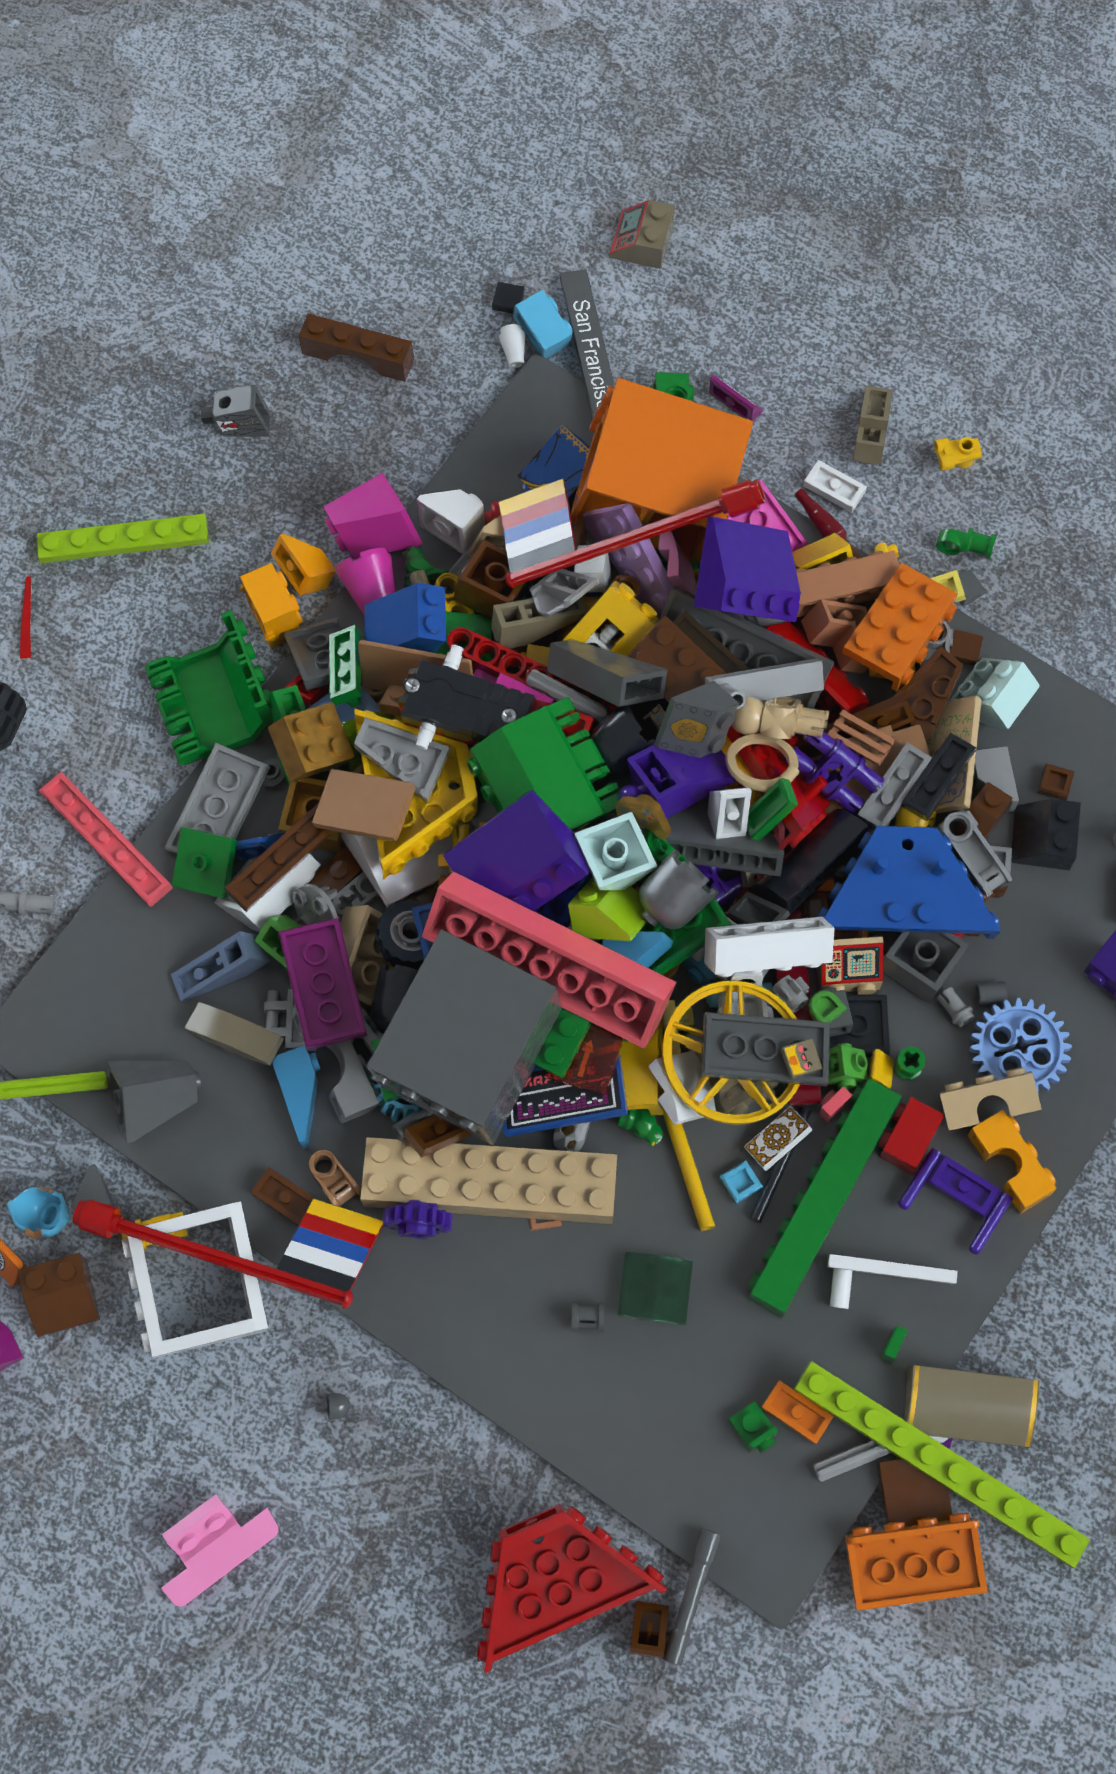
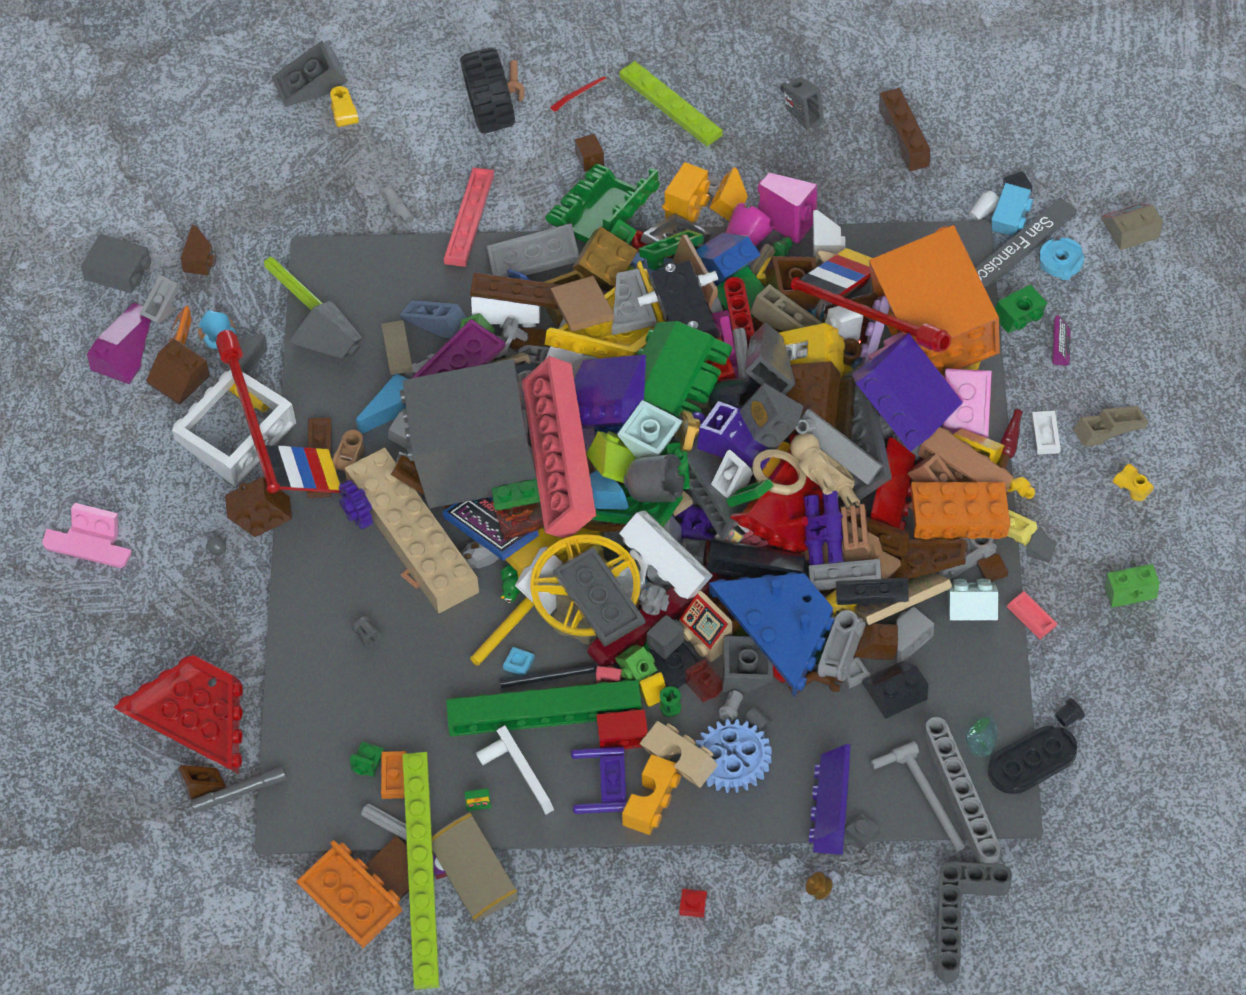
camera: 55 degrees right, 15 degrees down
(123, 660) = (589, 151): none -> reddish brown brick
(204, 862) = (493, 261): green plate -> none
(336, 1332) = (256, 508): none -> reddish brown brick
(560, 591) = (808, 310): light grey slope -> none
(634, 338) = (1061, 268): none -> medium azure plate
(655, 1288) = (413, 656): clear green slope -> none
(778, 1138) = (561, 661): tile -> none
(801, 1058) = (605, 615): dark tan tile -> none
(825, 1006) = (660, 623): bright green tile -> none
(902, 1021) = (703, 681): none -> clear red brick
(955, 541) = (1073, 527): green connector -> none
(1045, 651) = (1031, 615): none -> coral tile
(1055, 782) = (940, 673): reddish brown tile -> none
(1078, 539) = (1132, 585): none -> bright green brick

